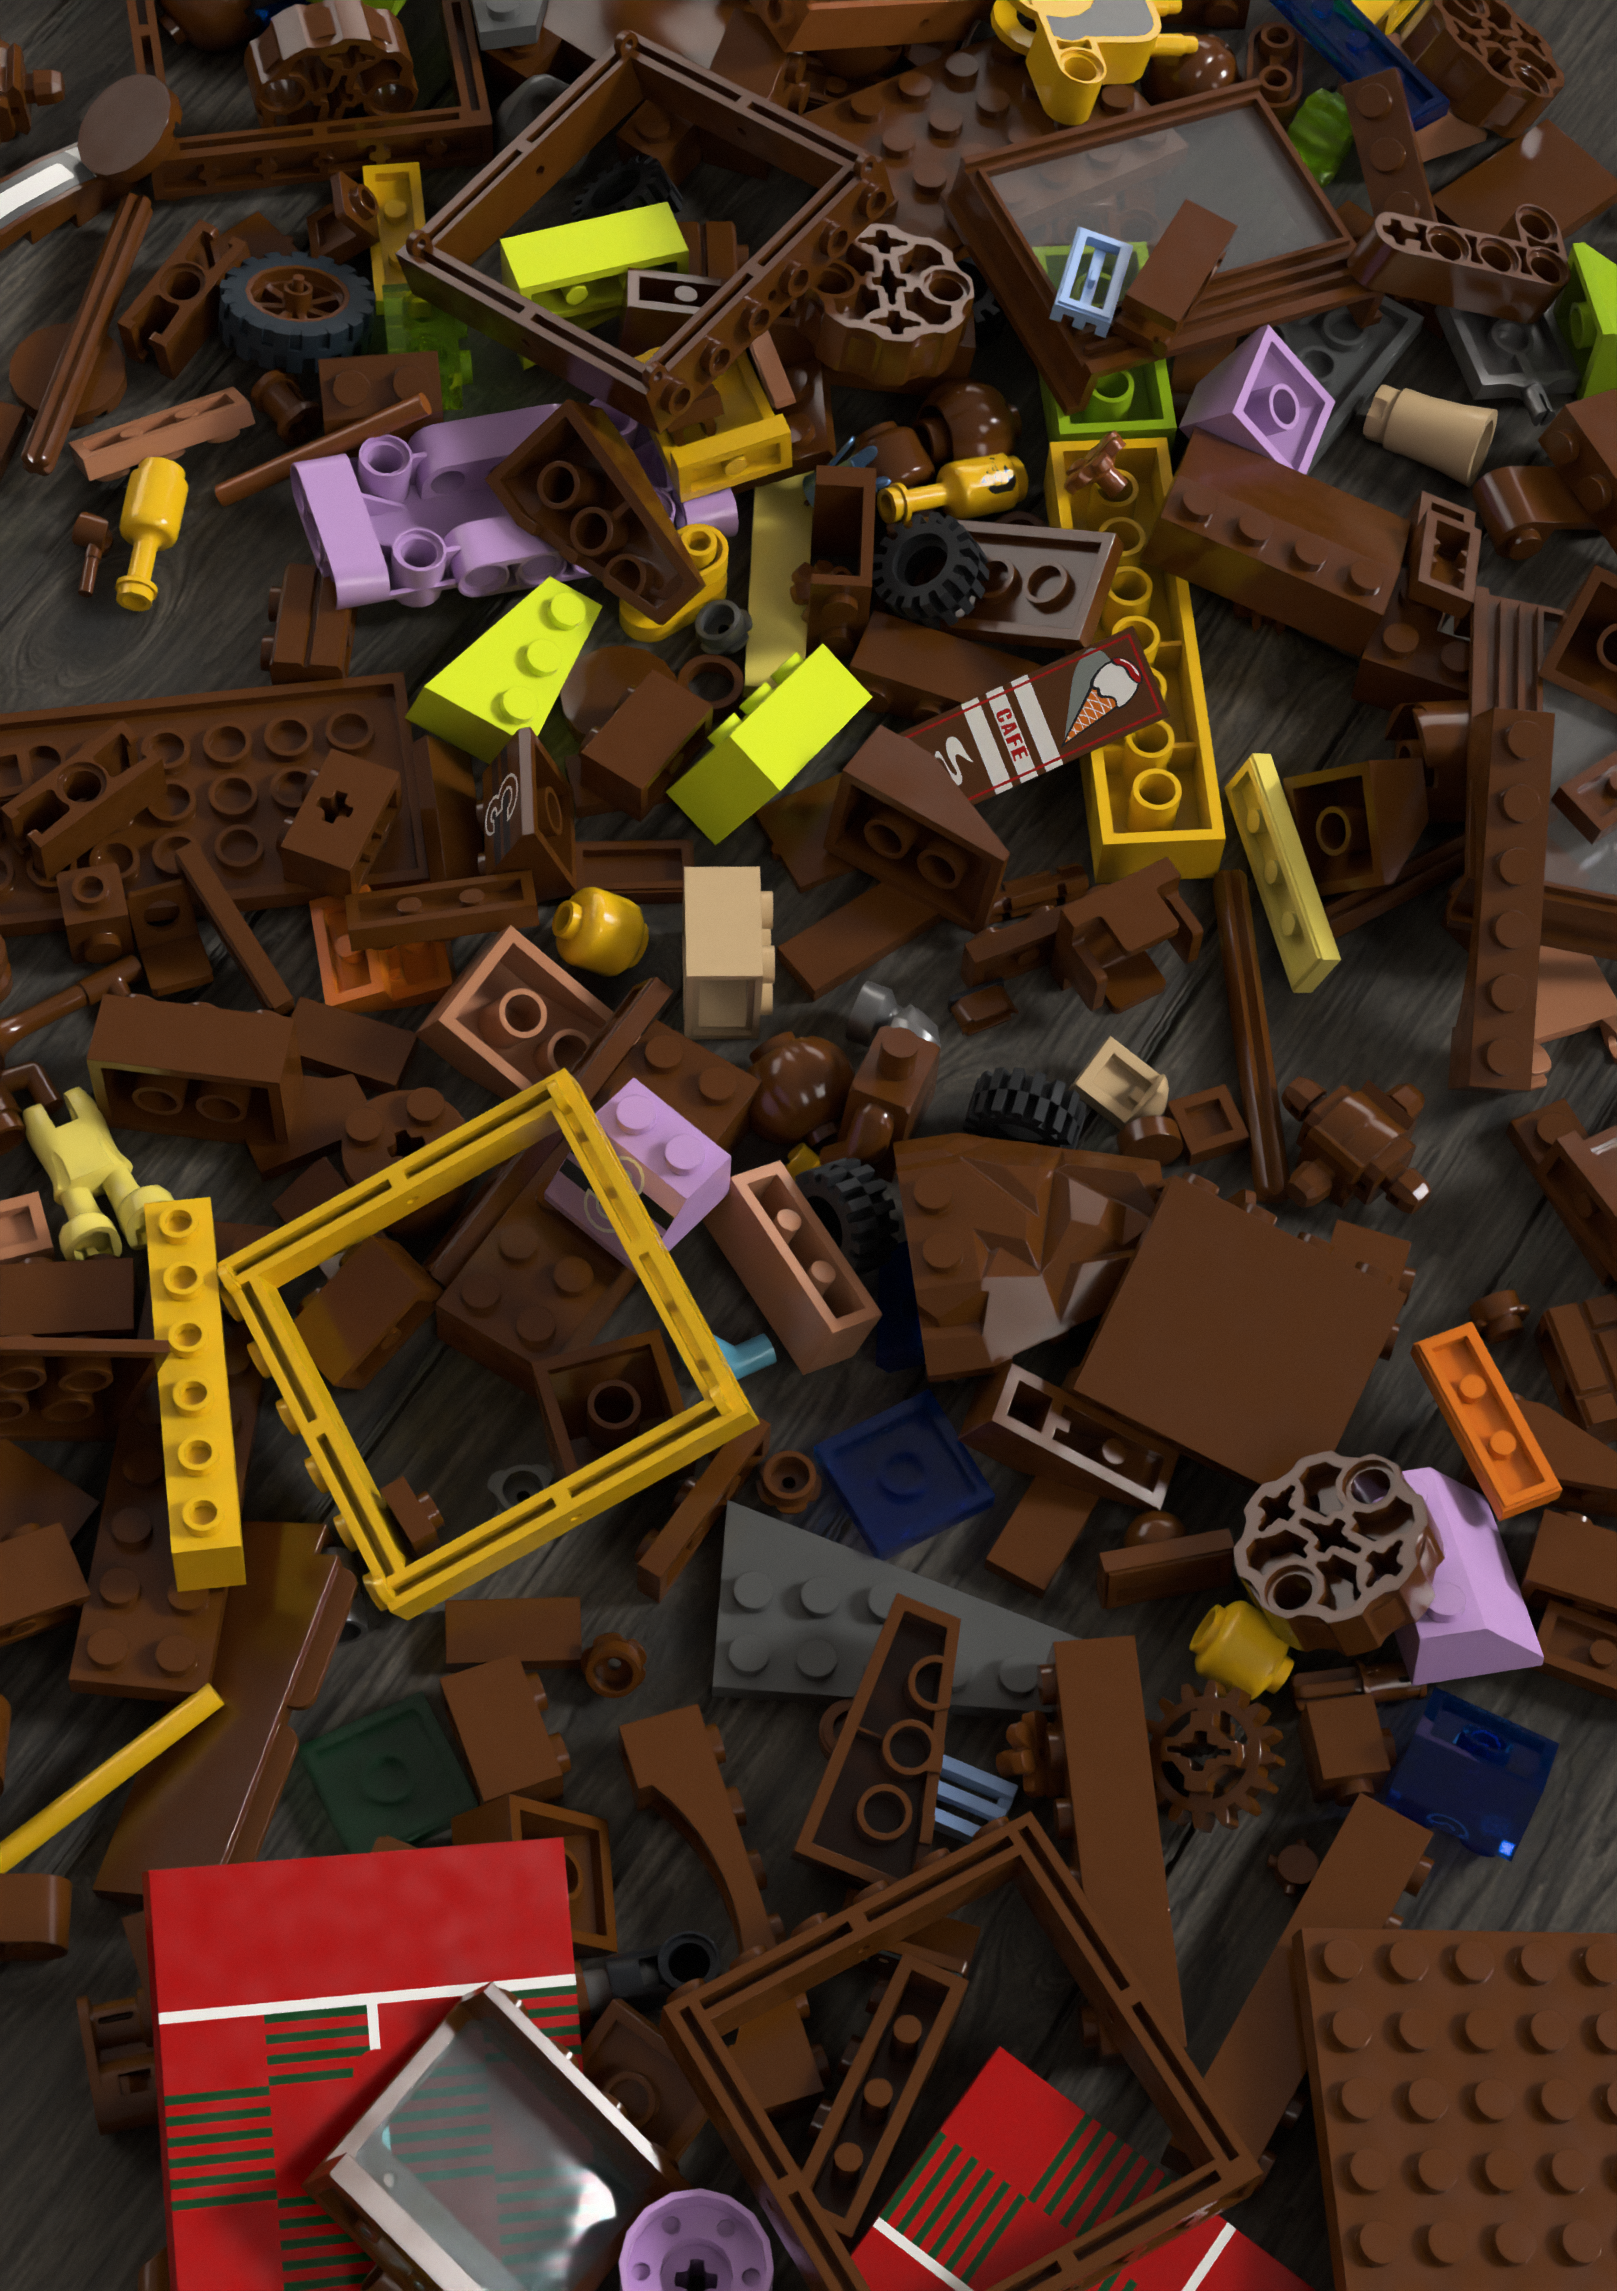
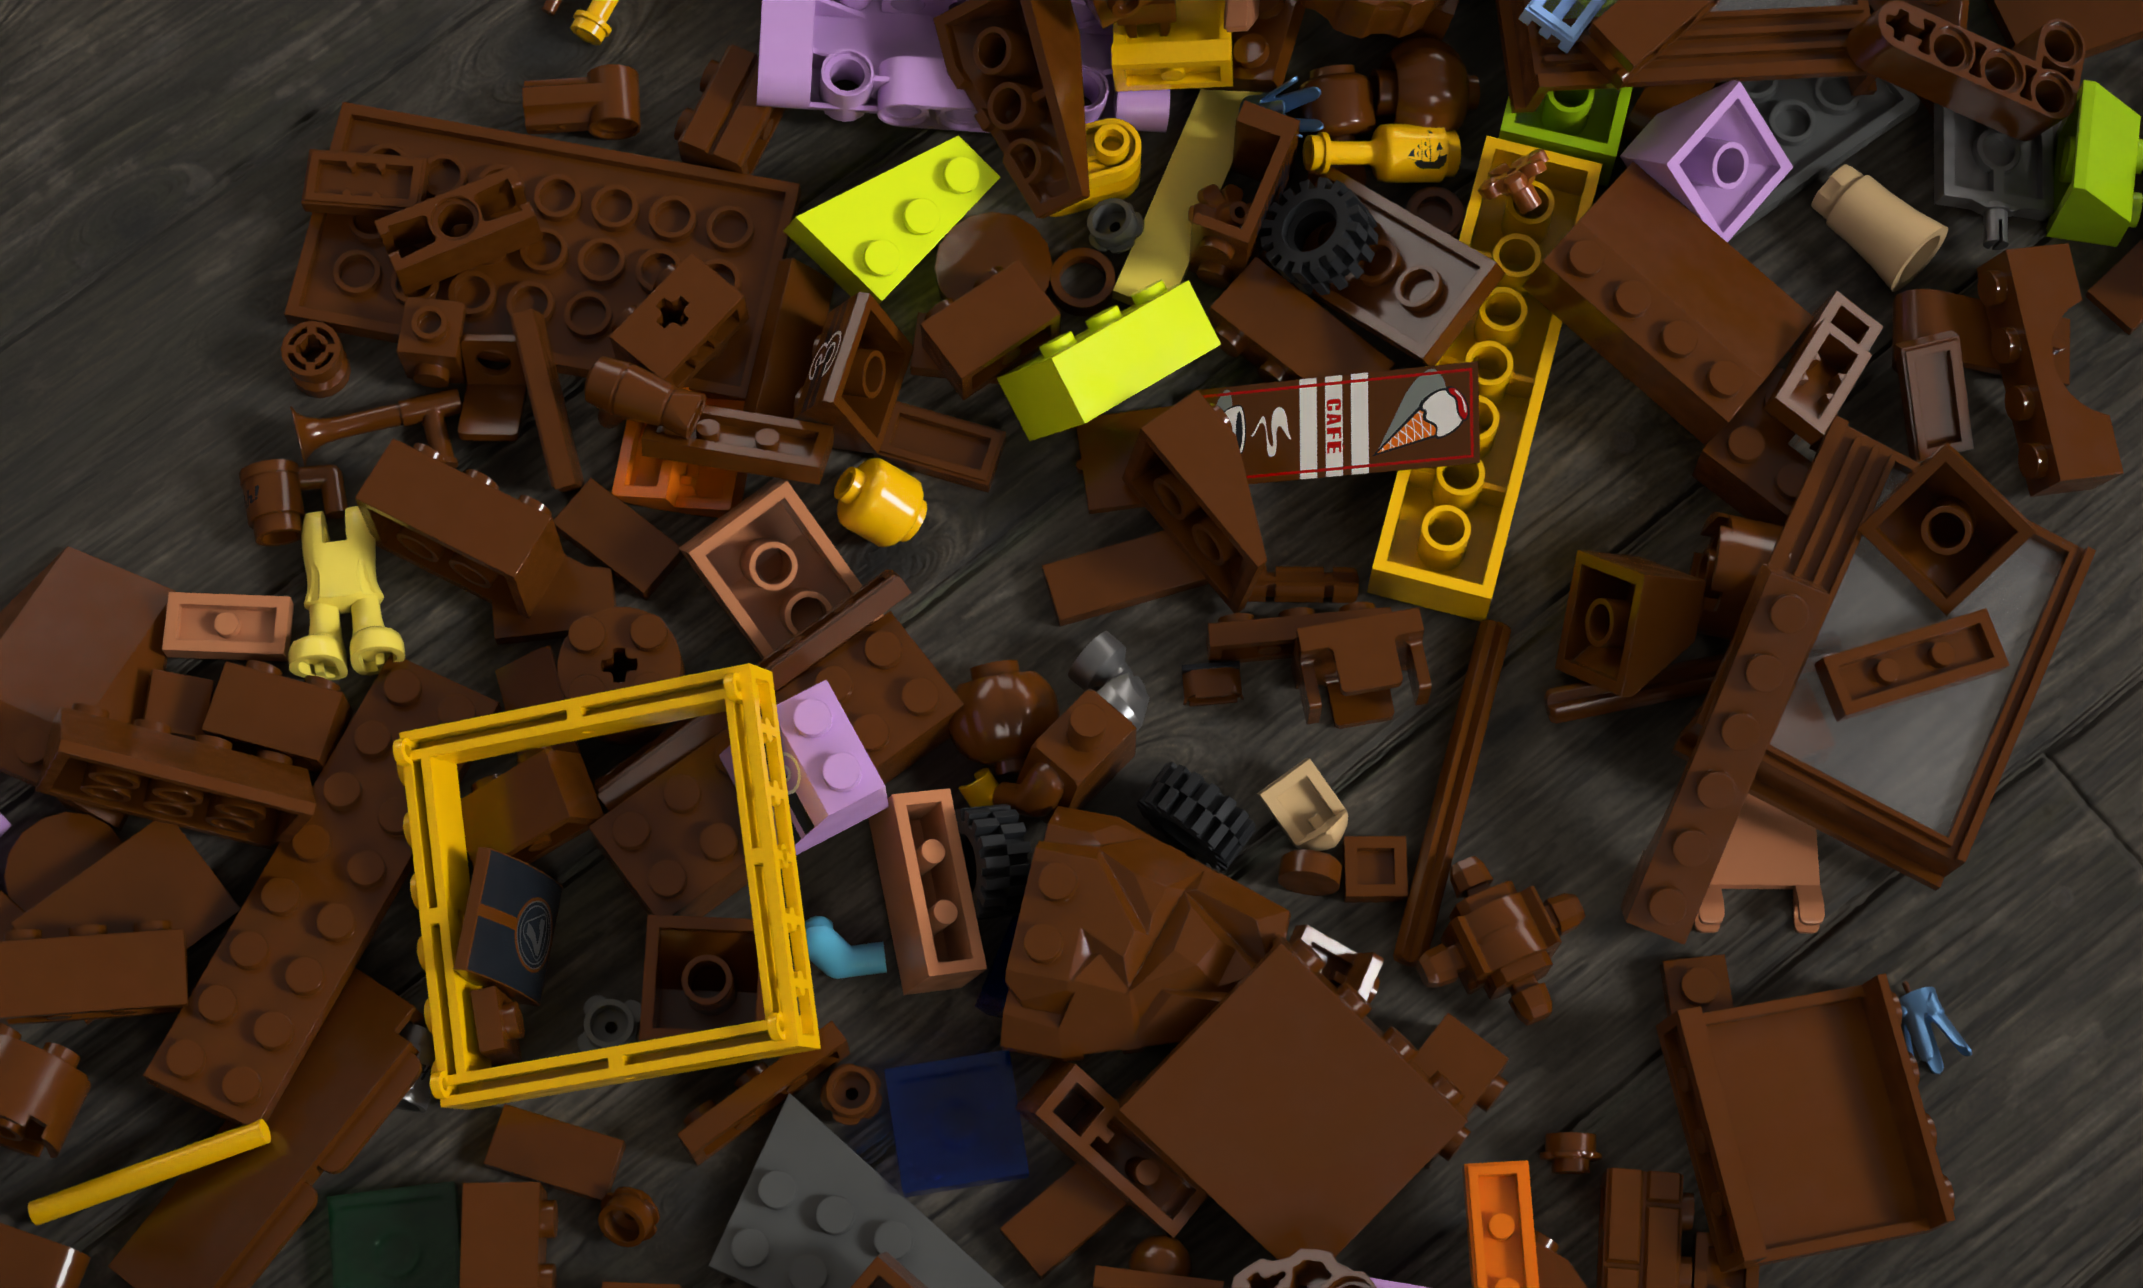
camera: 25 degrees right, 10 degrees up
(174, 655) = (600, 103): none -> reddish brown piece
(194, 1396) = (339, 849): yellow brick -> none
(330, 891) = (638, 395): none -> reddish brown piece
(388, 1420) = (508, 926): none -> black slope
(726, 952) = (981, 562): tan piece -> none
(1282, 873) = (1543, 641): light yellow tile -> none
(1543, 551) = (1933, 394): none -> reddish brown tile

